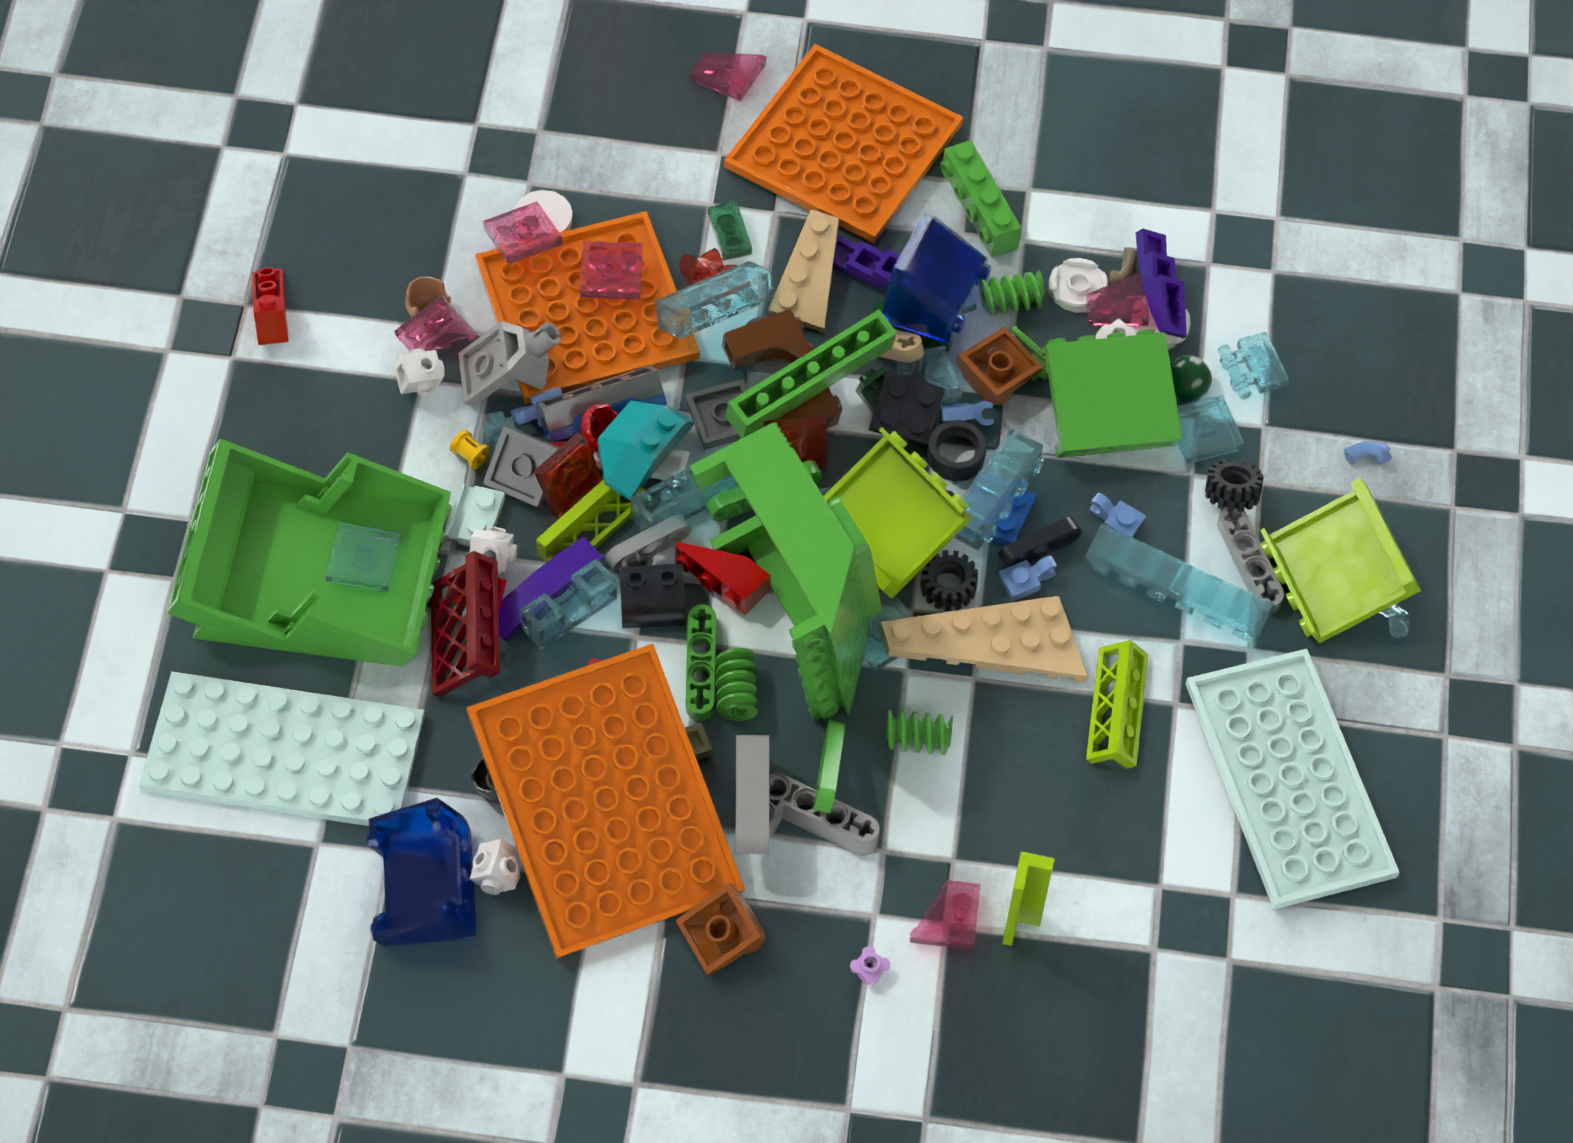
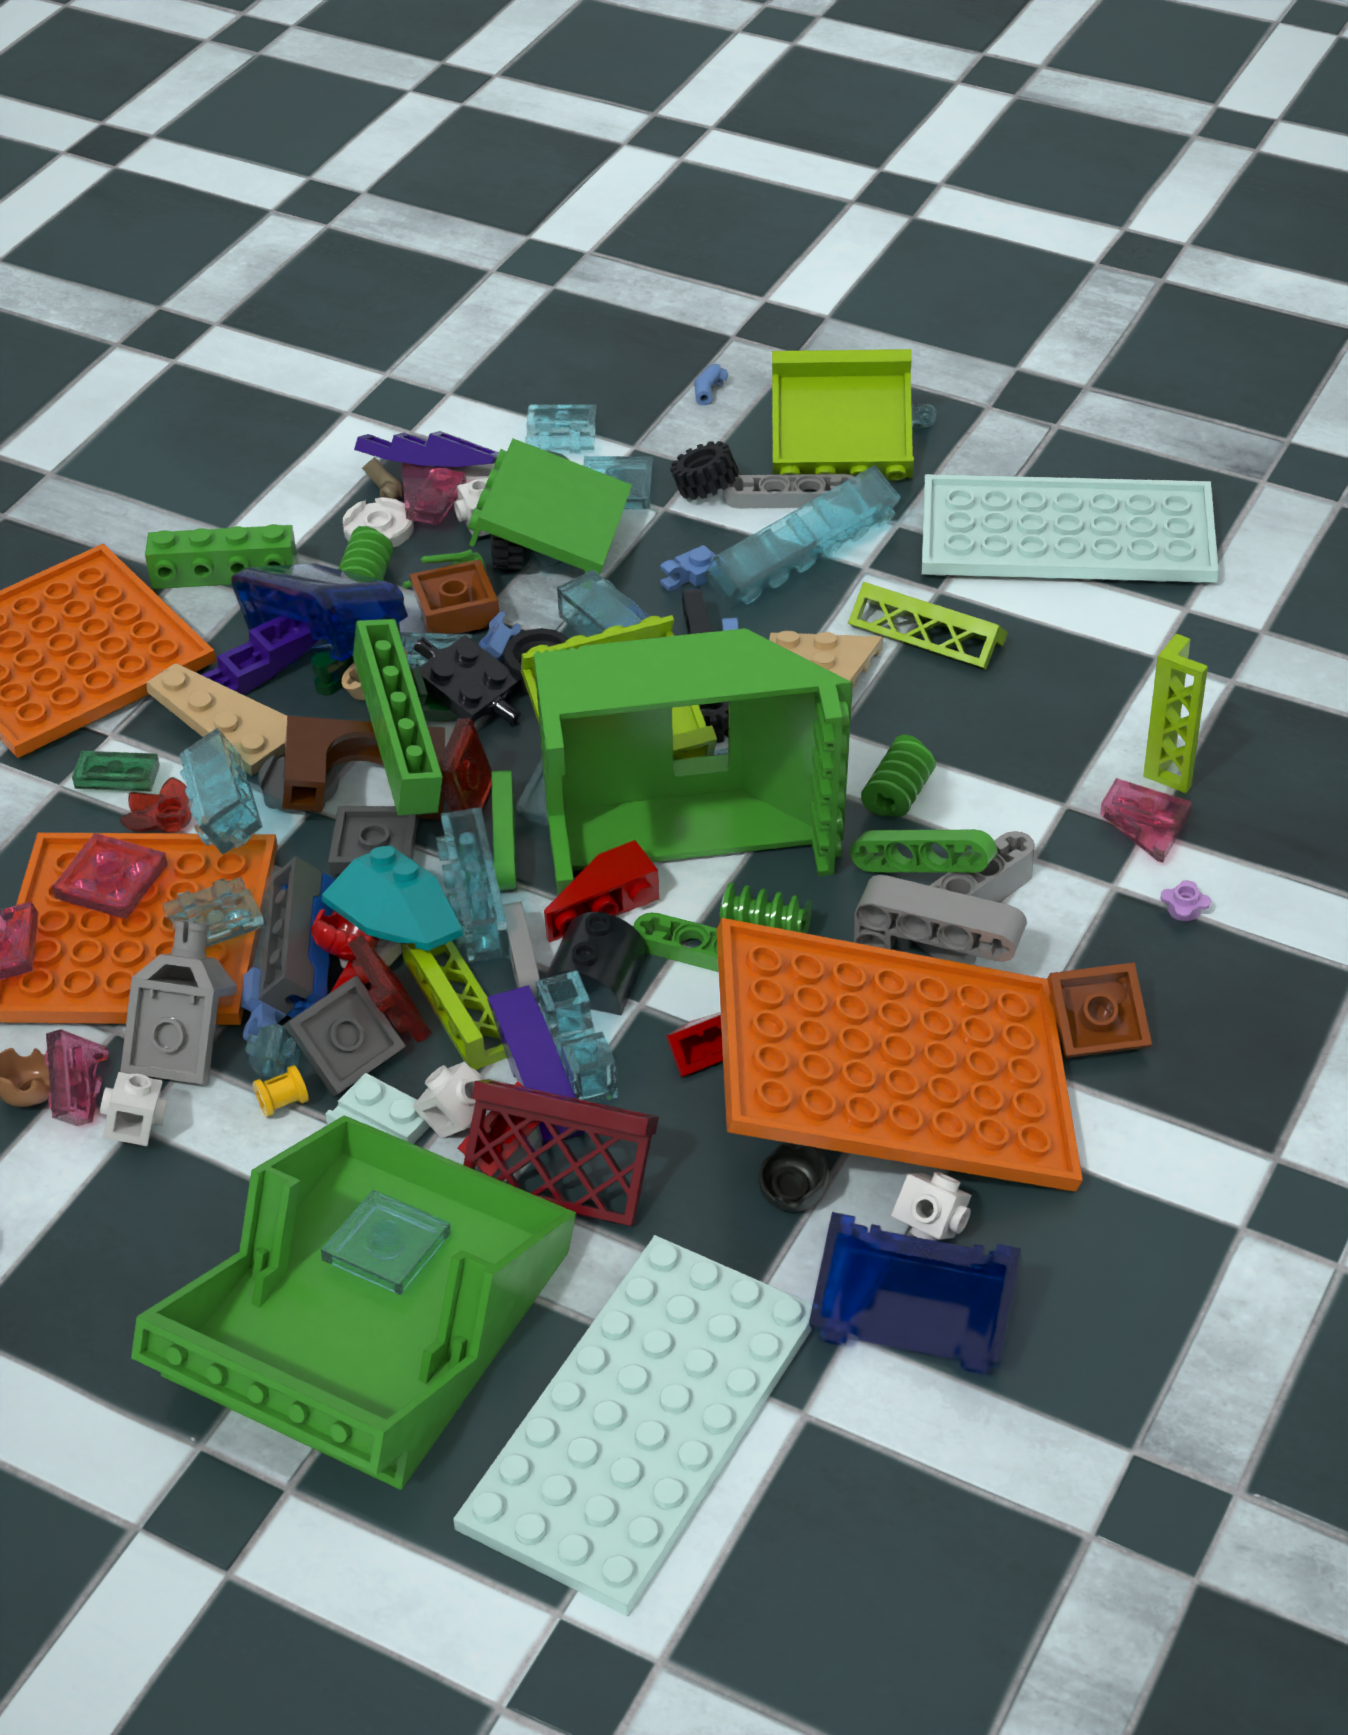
camera: 65 degrees left, 15 degrees down
(594, 350) = (224, 906): none -> clear light blue plate

